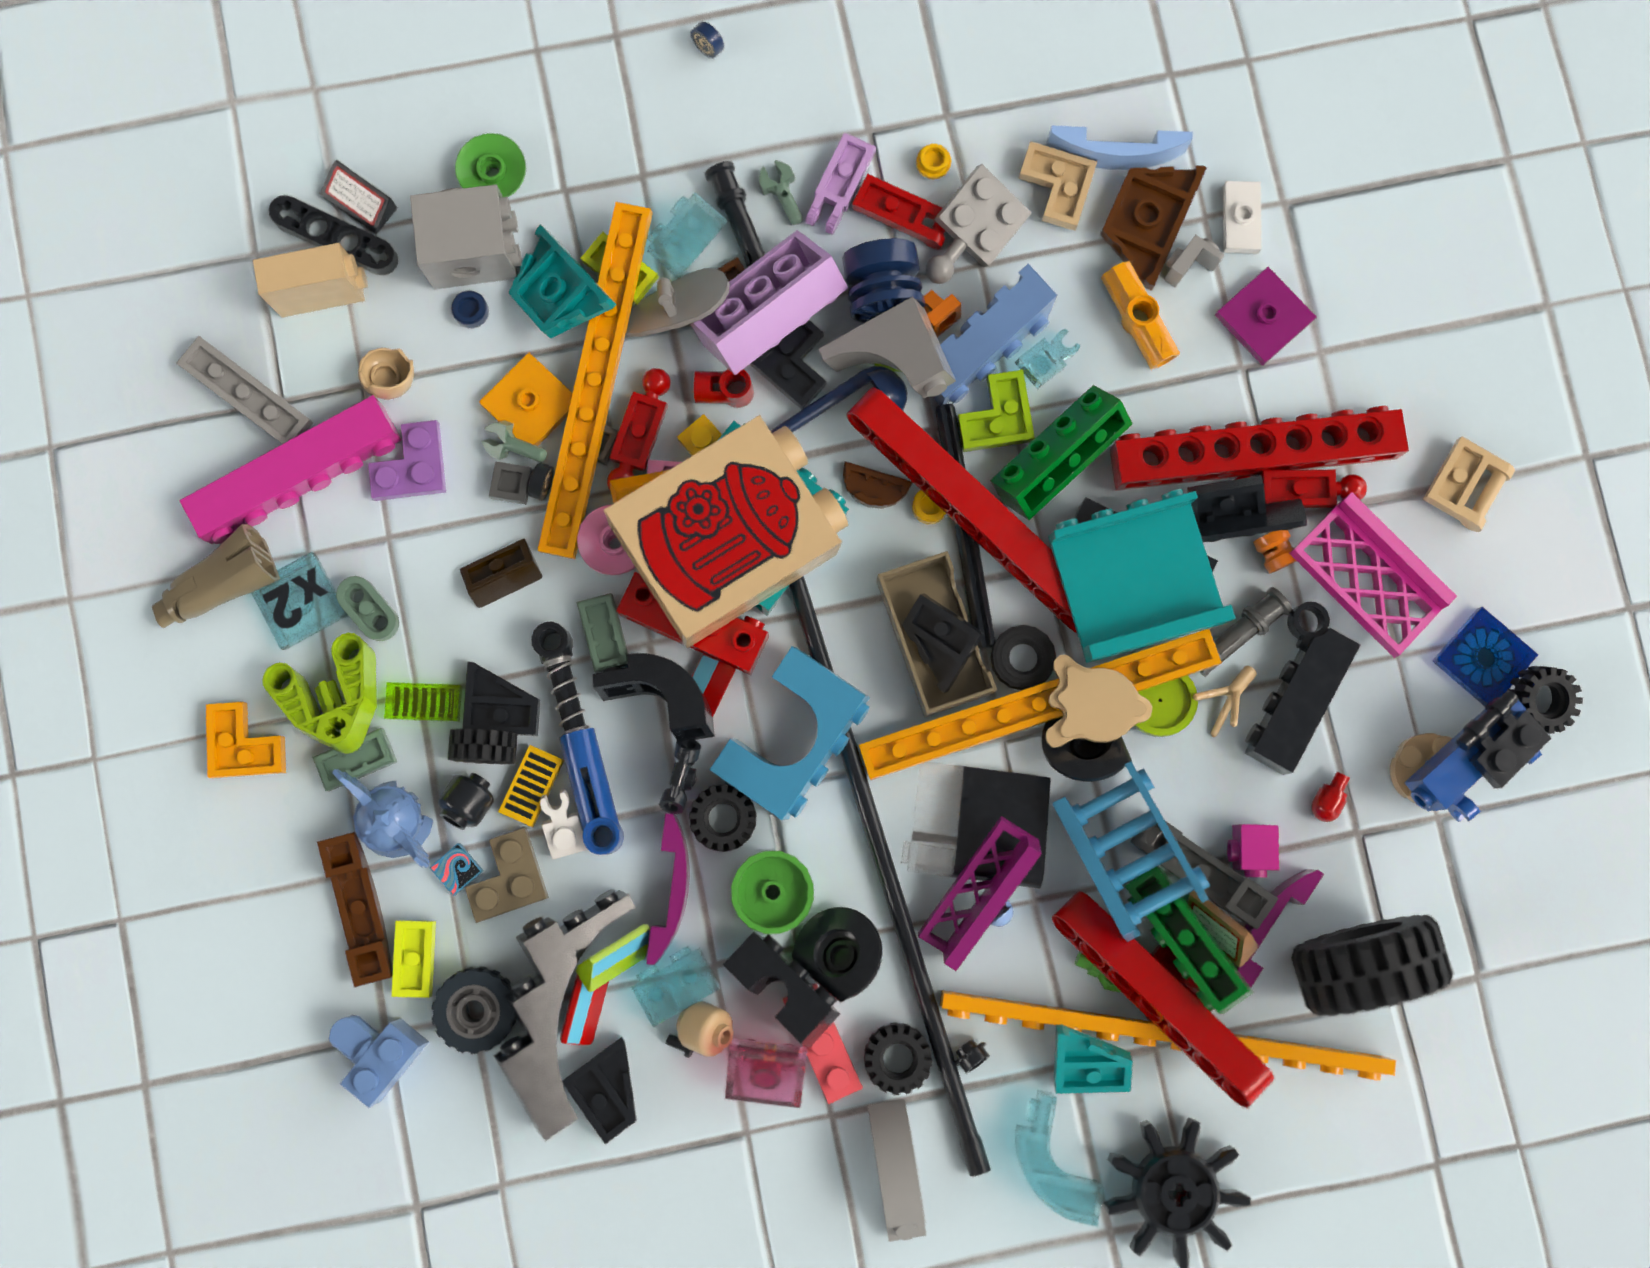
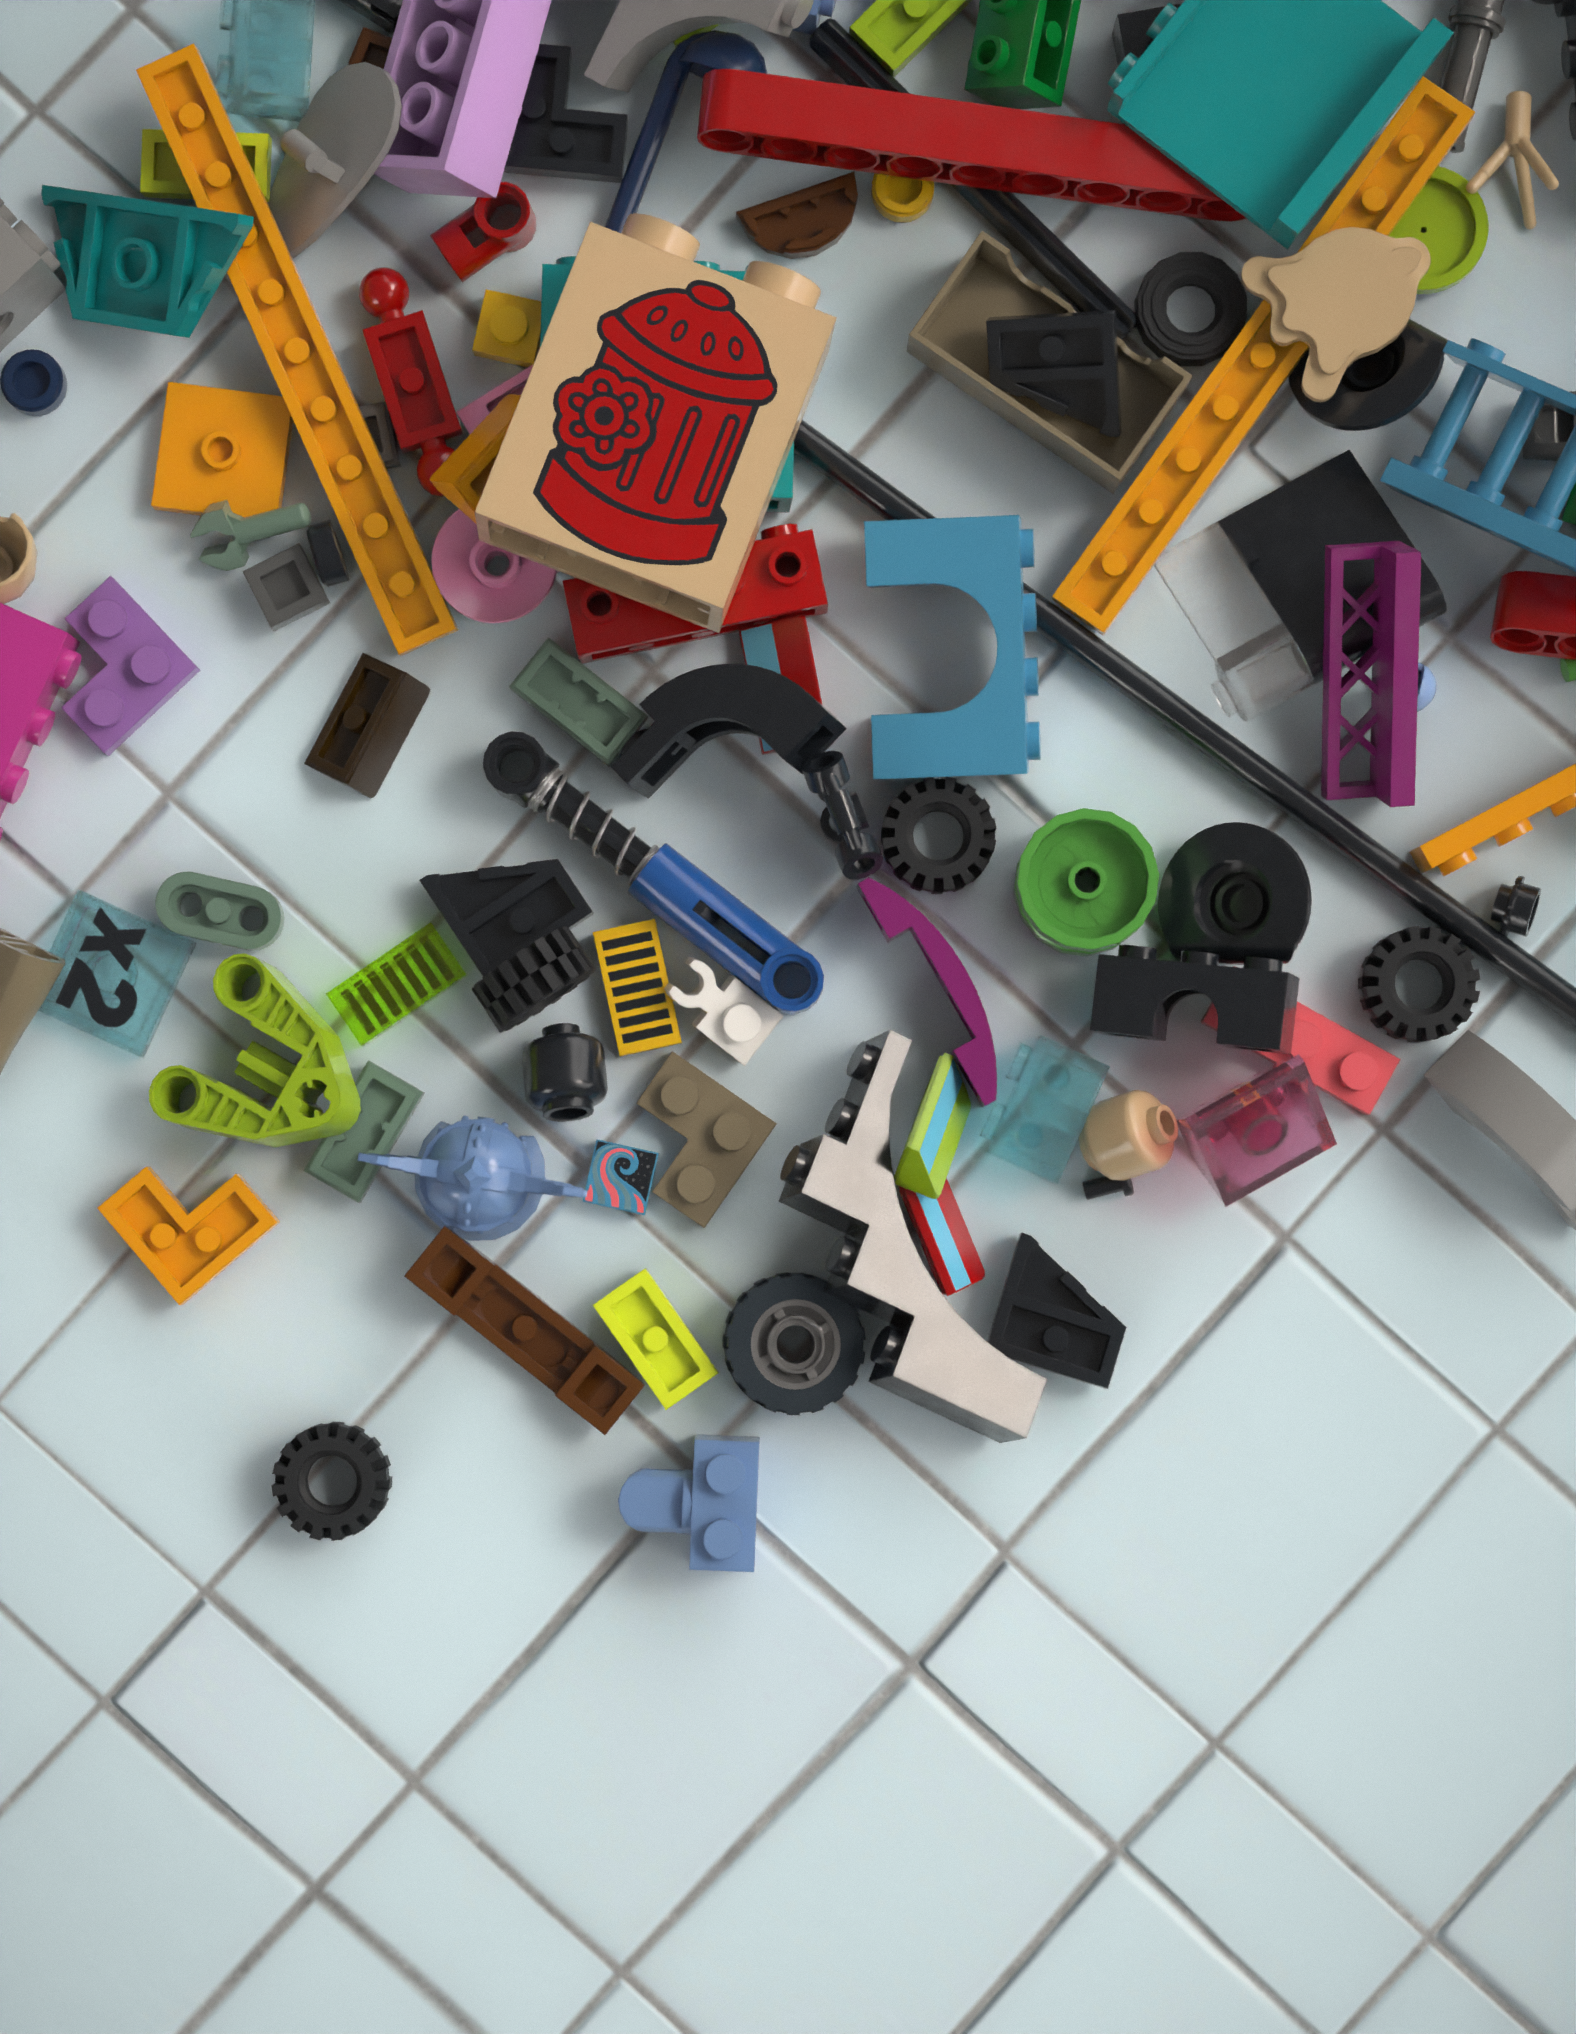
camera: 35 degrees left, 5 degrees up
(192, 913) = (294, 1492): none -> black tyre

